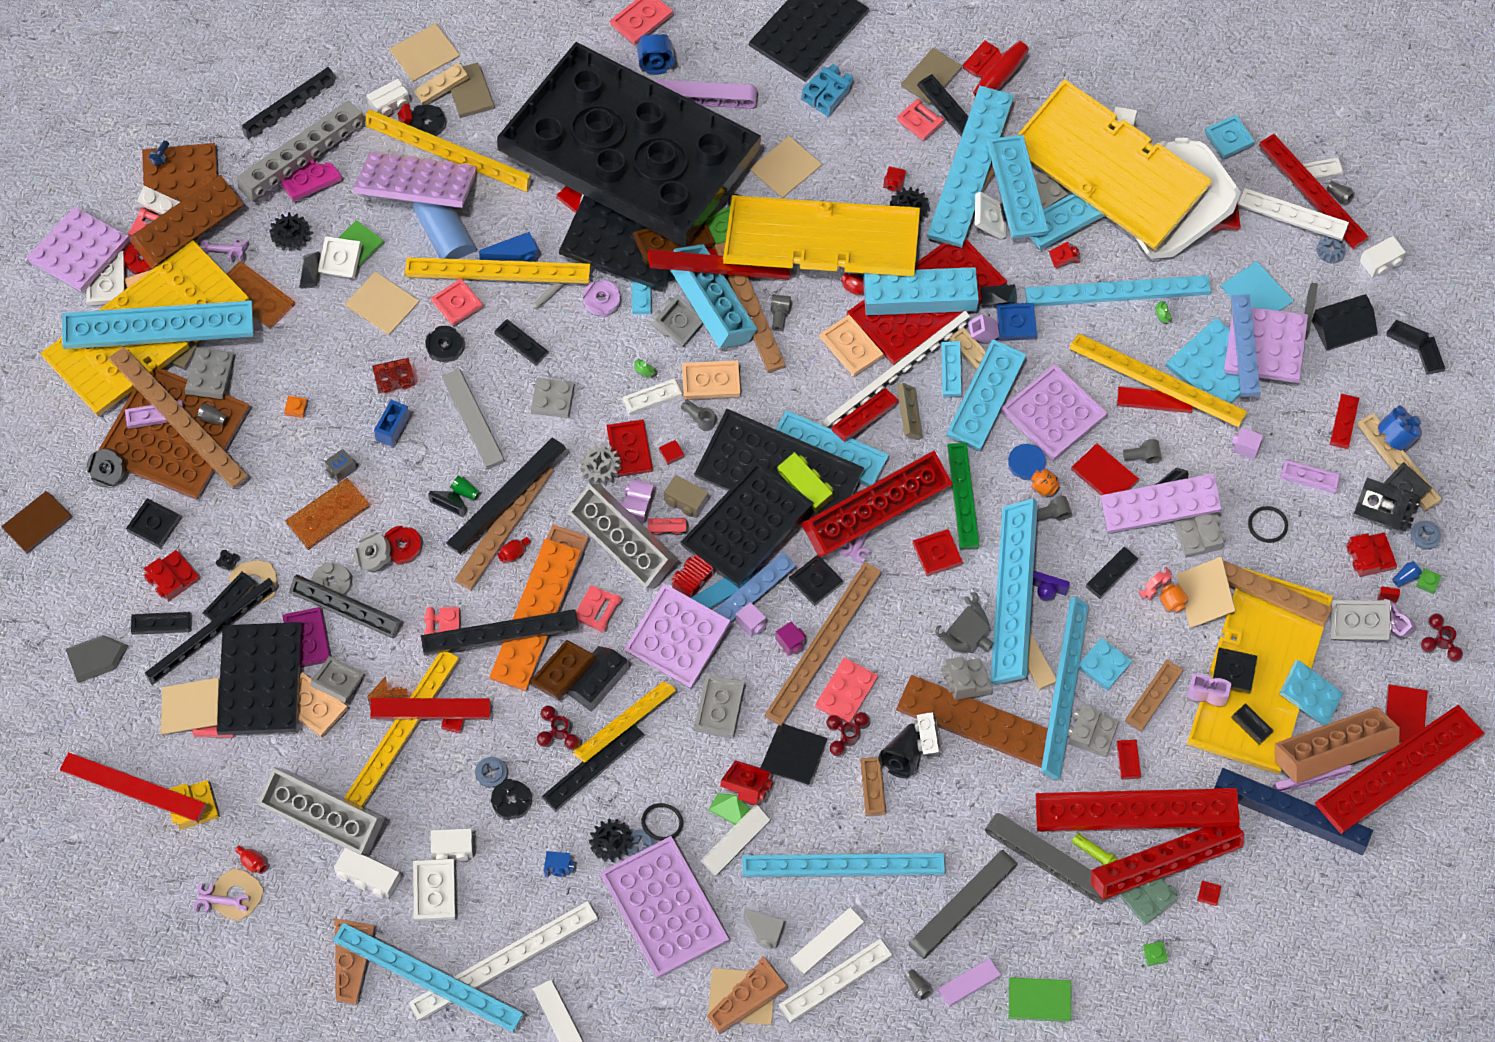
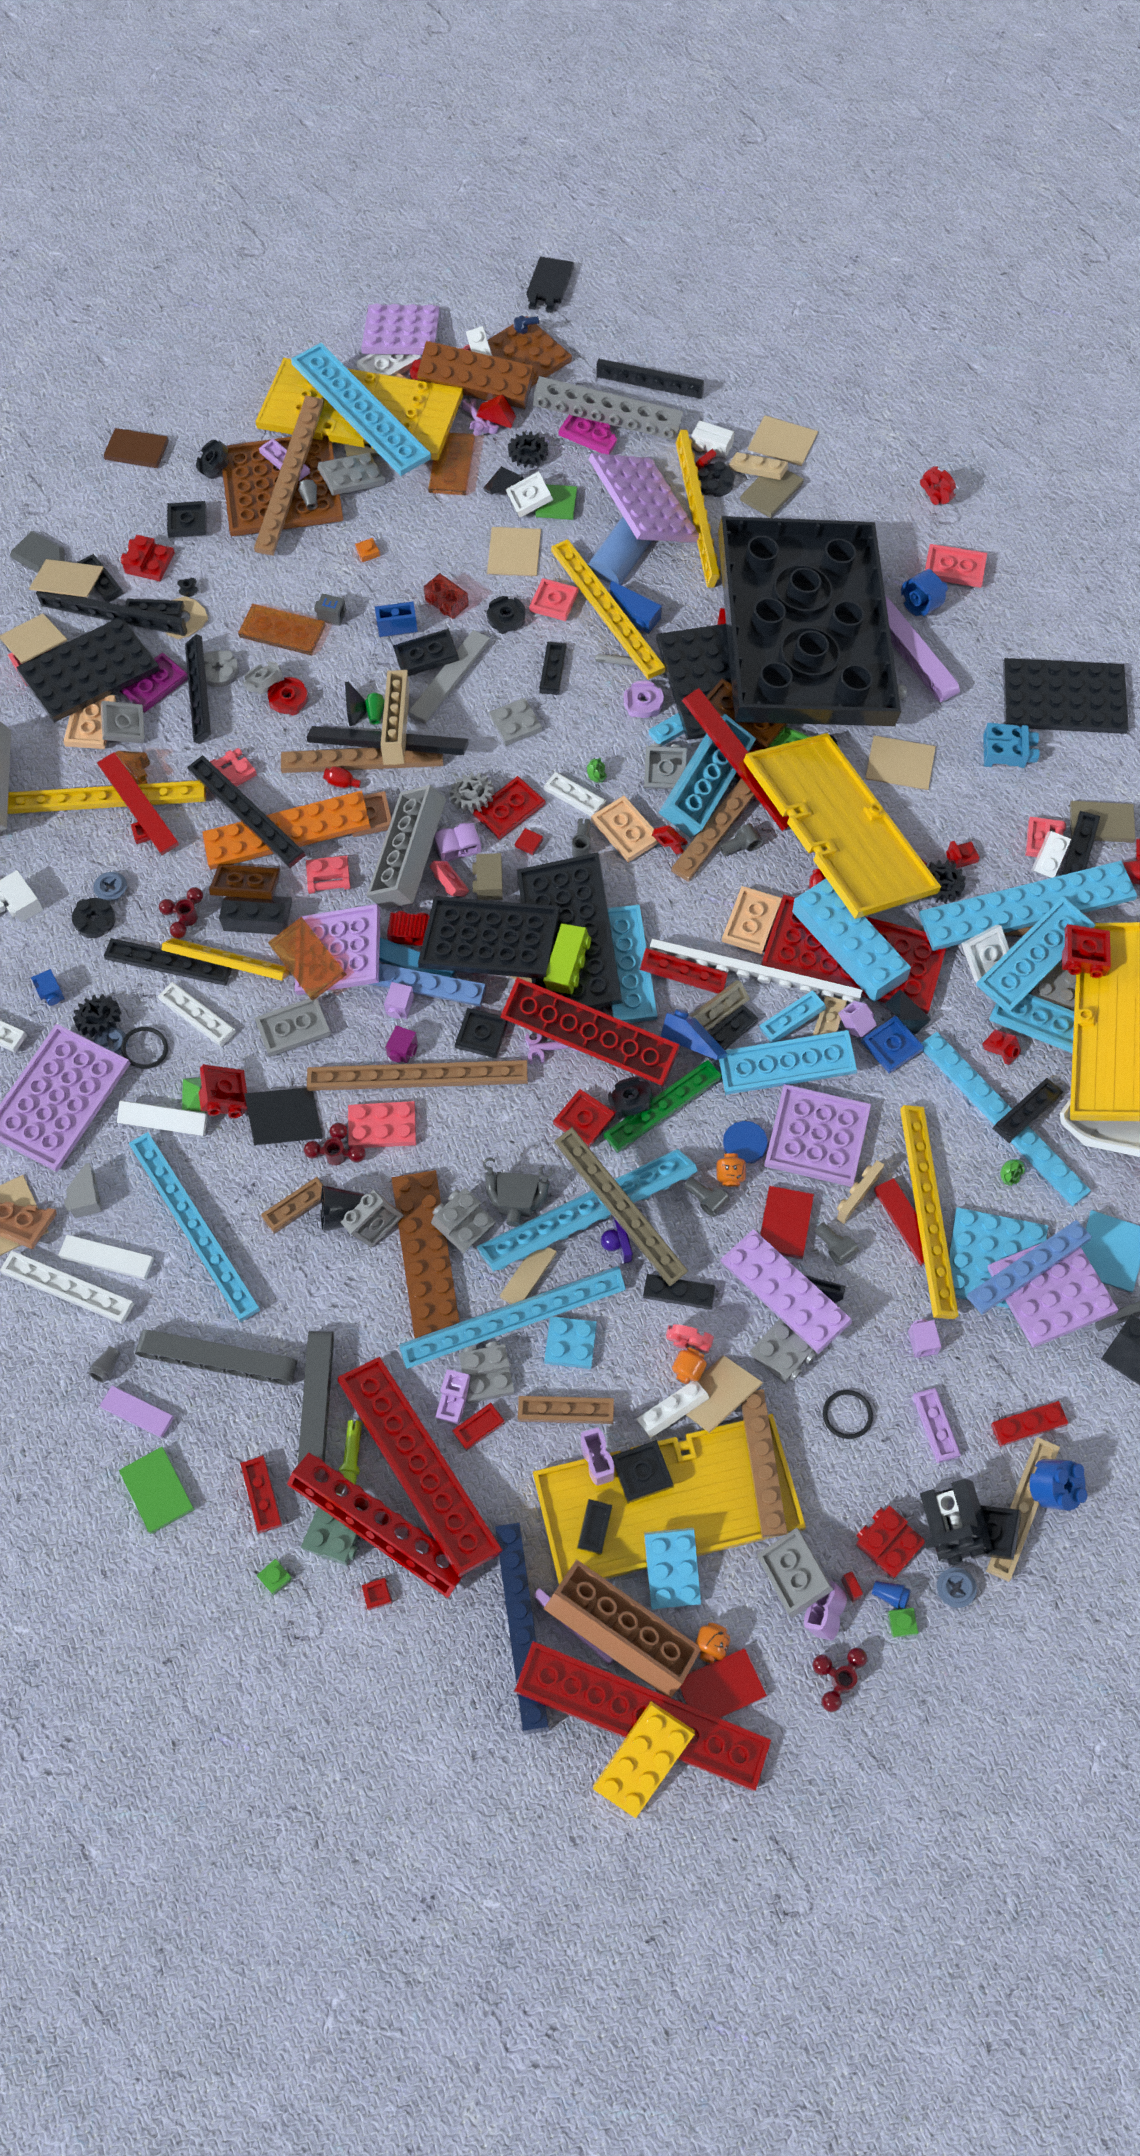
camera: 60 degrees right, 0 degrees up
(117, 111) = (549, 282): none -> black tile
(147, 646) = (66, 578): none -> tan piece
(231, 230) = (497, 411): none -> red slope
(438, 422) = (426, 652): none -> black tile
(498, 474) = (395, 717): none -> tan brick
(656, 770) = (196, 1014): none -> white tile
(670, 661) = (307, 958): none -> clear orange tile
(744, 354) = (669, 837): none -> red plate
(922, 441) = (690, 1034): none -> blue slope
(931, 419) = (733, 1027): none -> black tile
(942, 124) = (1051, 854): none -> white brick
(951, 517) = (626, 1106): none -> black plate
(1034, 564) = (621, 1206): none -> dark tan tile
(1041, 153) = (1086, 951): none -> red plate
(1089, 929) = (261, 1494): none -> red plate
(1098, 761) = (453, 1397): none -> lavender slope
(1115, 413) = (859, 1191): none -> tan plate
(1126, 272) = (1027, 1110): none -> black tile
(1197, 627) = (672, 1408): none -> white plate
(1374, 697) = (713, 1642): none -> orange head
(1429, 784) = (643, 1759): none -> yellow plate

